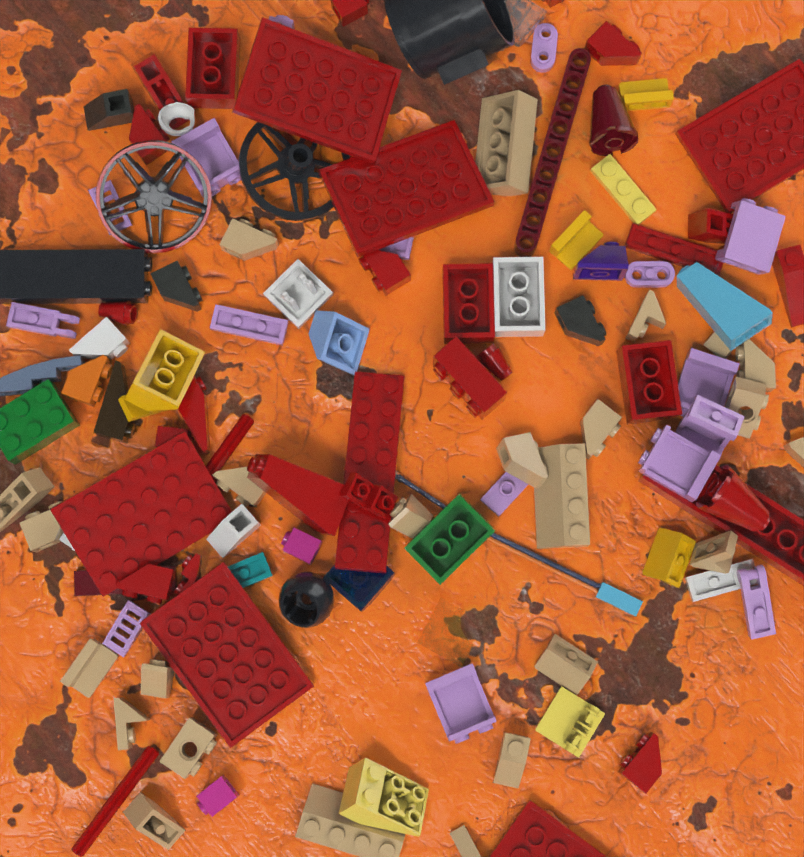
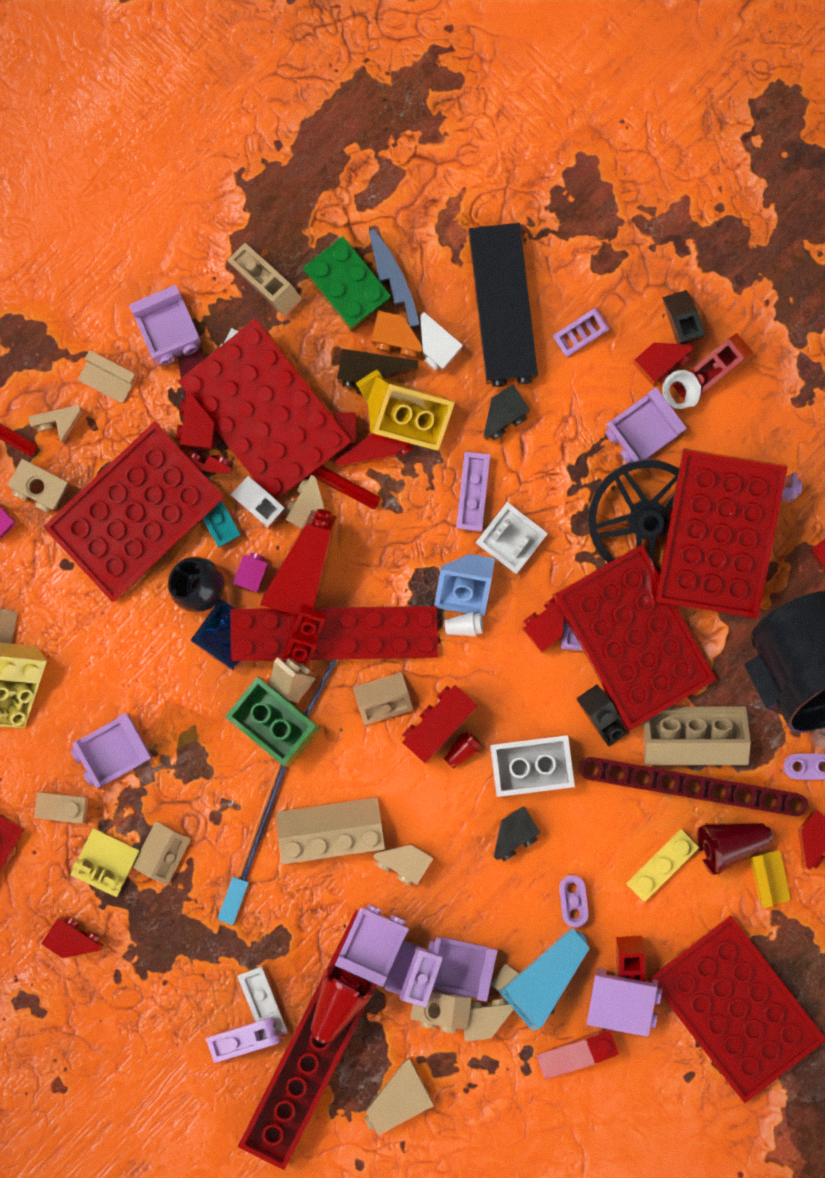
camera: 80 degrees right, 5 degrees up
(40, 320) = (453, 276): lavender hinge -> none
(41, 530) = (239, 309): tan slope -> none
(47, 603) = (166, 325): none -> lavender panel
(119, 312) = (471, 357): red cone -> none
(129, 606) = (169, 416): lavender slope -> none
(153, 196) = (592, 376): wheel -> none
(156, 678) = (102, 445): tan slope -> none
(212, 67) = (741, 419): red brick -> none
(247, 242) = (559, 478): tan slope -> none
(376, 346) = (465, 625): none -> white cone
(438, 432) = (383, 698): none -> tan panel
(468, 303) = (519, 714): red brick -> none
(476, 227) = (602, 715): none -> pearl dark grey slope
(503, 493) = (332, 774): lavender plate -> none
(522, 459) = (363, 786): tan slope -> none
(576, 241) = (600, 821): yellow panel -> none
(603, 263) = (579, 851): dark purple slope -> none
(648, 382) = (457, 910): red slope -> none
(649, 312) = (533, 902): tan slope -> none
(669, 557) = (280, 947): yellow panel -> none
(671, 248) = (603, 923): red tile -> none
(715, 553) = (287, 993): tan slope -> none

